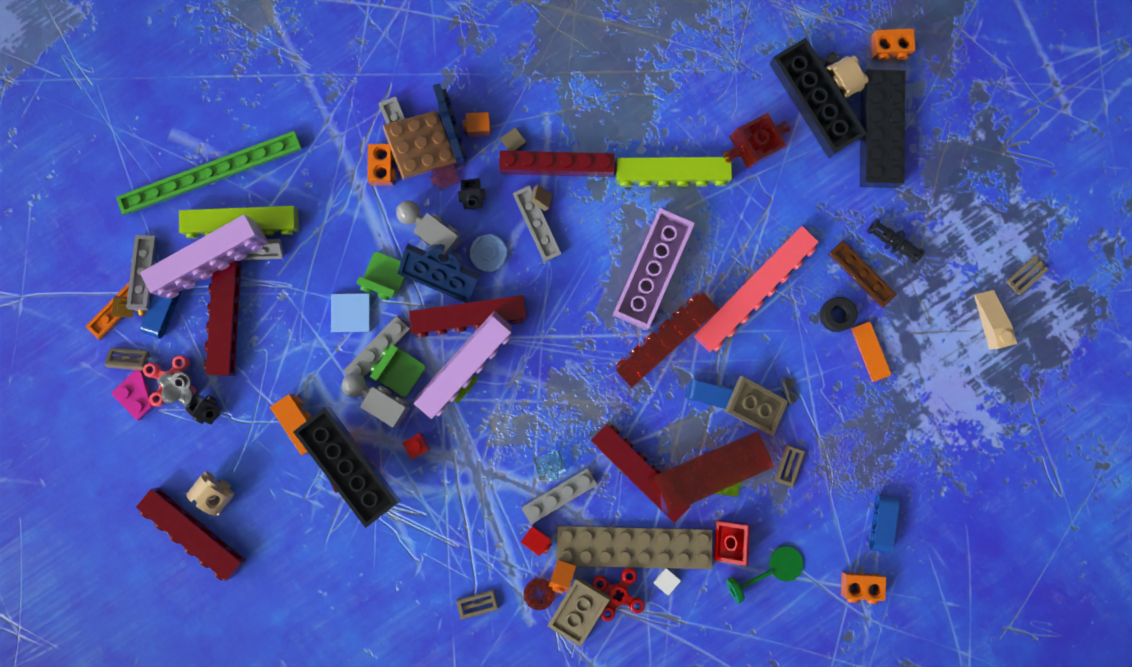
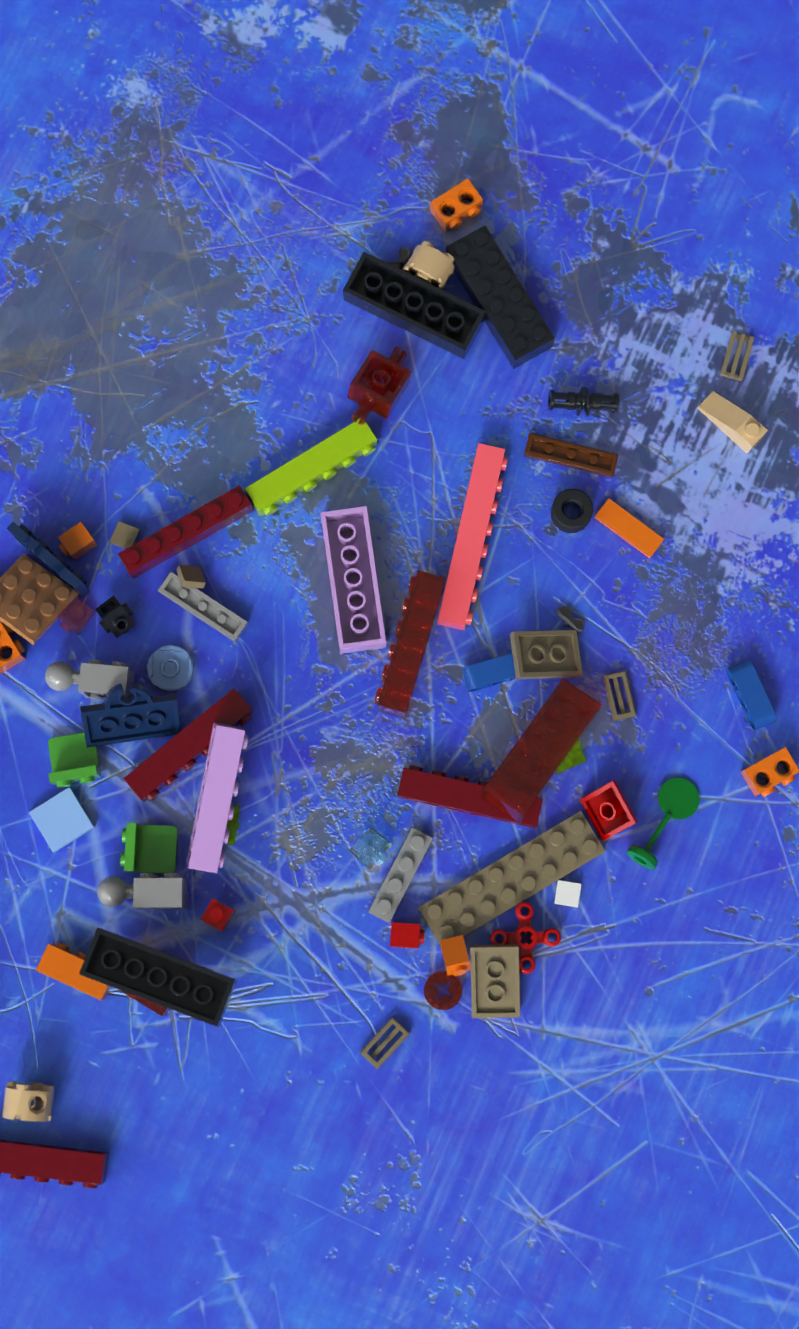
camera: 35 degrees left, 5 degrees down
(372, 353) = (111, 846): light grey plate -> none

